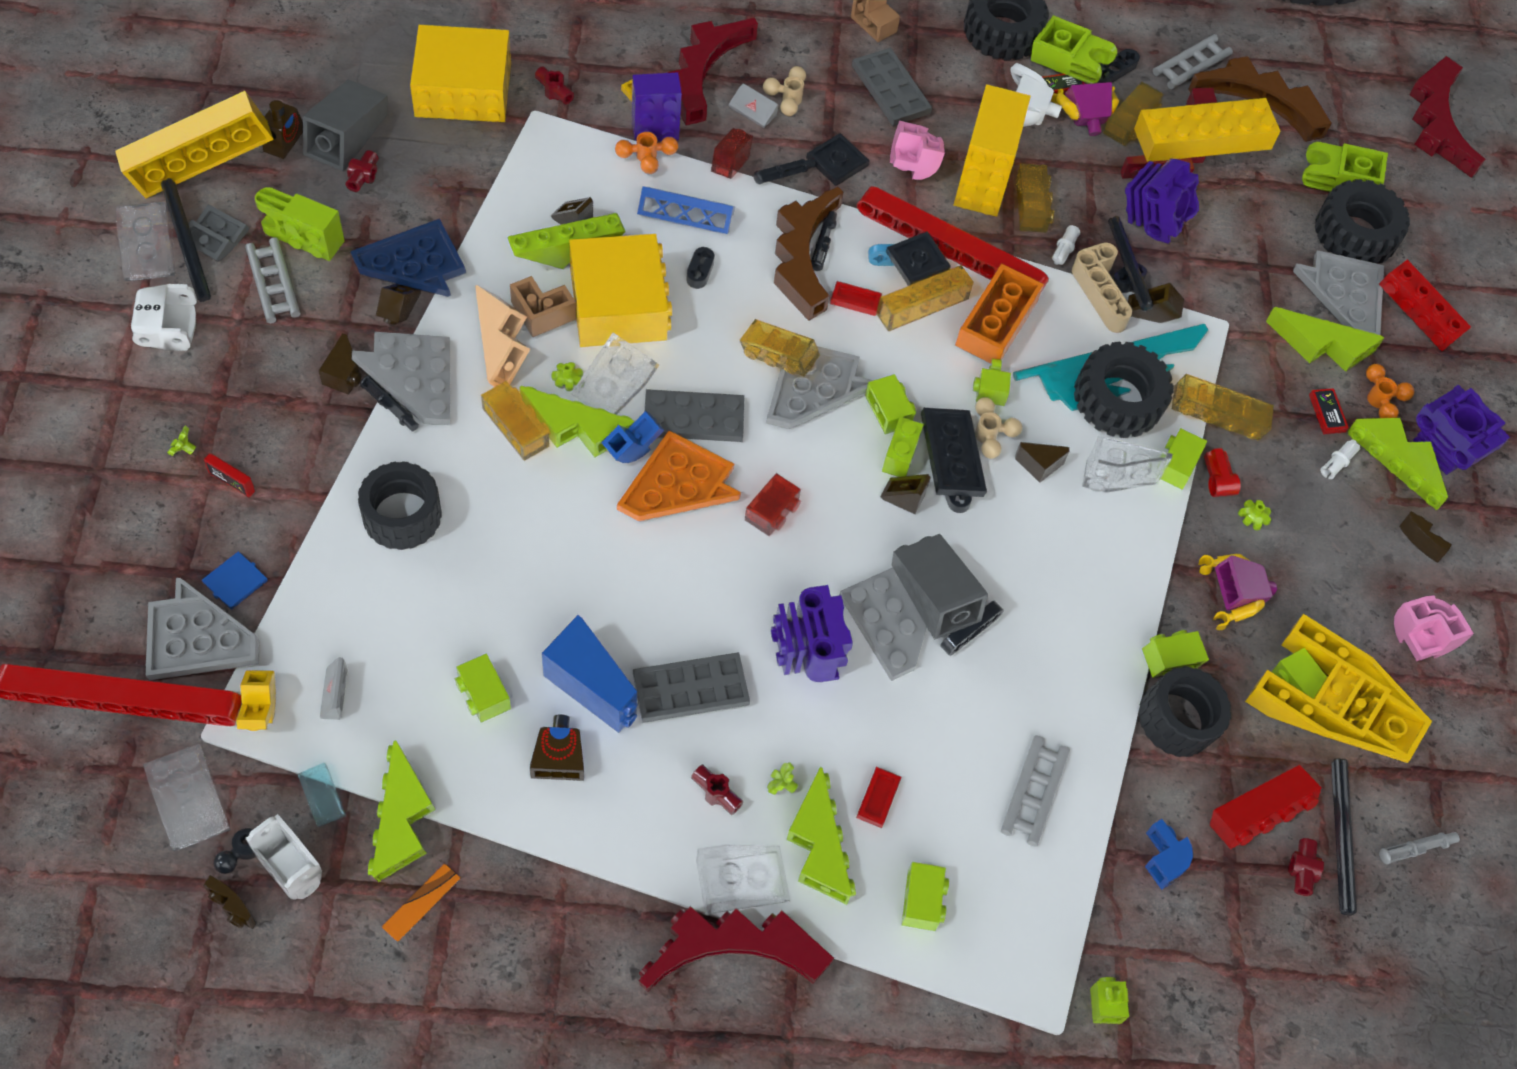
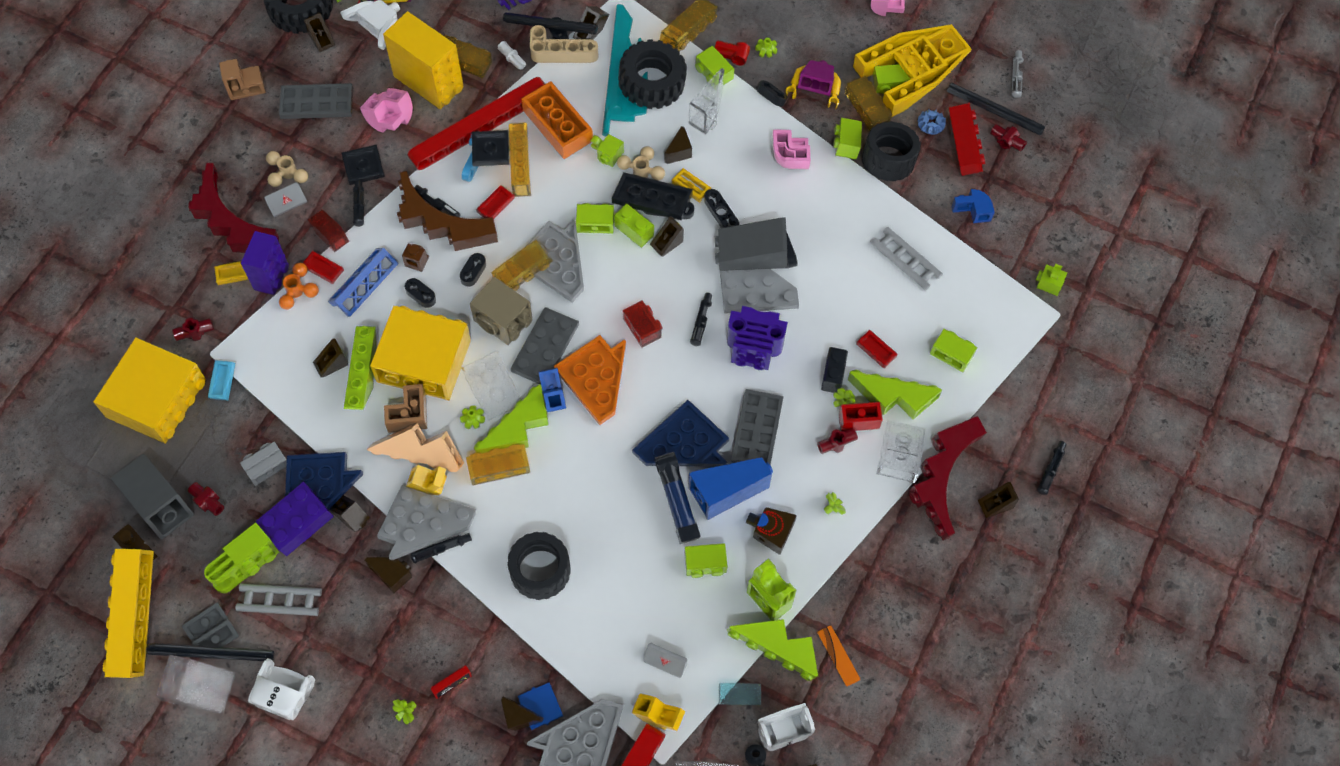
camera: 60 degrees left, 5 degrees up
(212, 555) = (518, 715): none -> dark brown slope
(363, 250) = (294, 519): none -> dark purple brick
(423, 204) = (264, 463): none -> light grey brick
(461, 772) = (771, 591): none -> lime brick
(464, 356) = (427, 480): none -> yellow brick
(506, 131) = (221, 380): none -> medium azure tile
(579, 596) = (677, 498): none -> piece
(625, 817) = (834, 504): none -> lime plant
(636, 608) = (689, 436): none -> dark blue wing
(685, 167) = (323, 267): none -> red tile
(709, 347) = (501, 311): none -> dark tan brick
(725, 1037) = (999, 500): none -> dark brown slope
(741, 244) = (415, 253): none -> reddish brown brick
(756, 307) = (469, 267): none -> black beam
(762, 804) = (860, 416): none -> red brick
(809, 571) = (701, 320): none -> black piece
(817, 750) = (834, 370): none -> black brick
(978, 54) = (319, 32): none -> dark brown slope
(980, 530) = (720, 204): none -> black beam
(994, 511) = (697, 193): none -> yellow tile
(1108, 585) = (789, 151): none -> bright pink brick
(1188, 541) = (771, 93): none -> black beam
(1247, 662) = (867, 102): none -> clear yellow brick
(1259, 758) = (931, 128): none -> medium blue gear

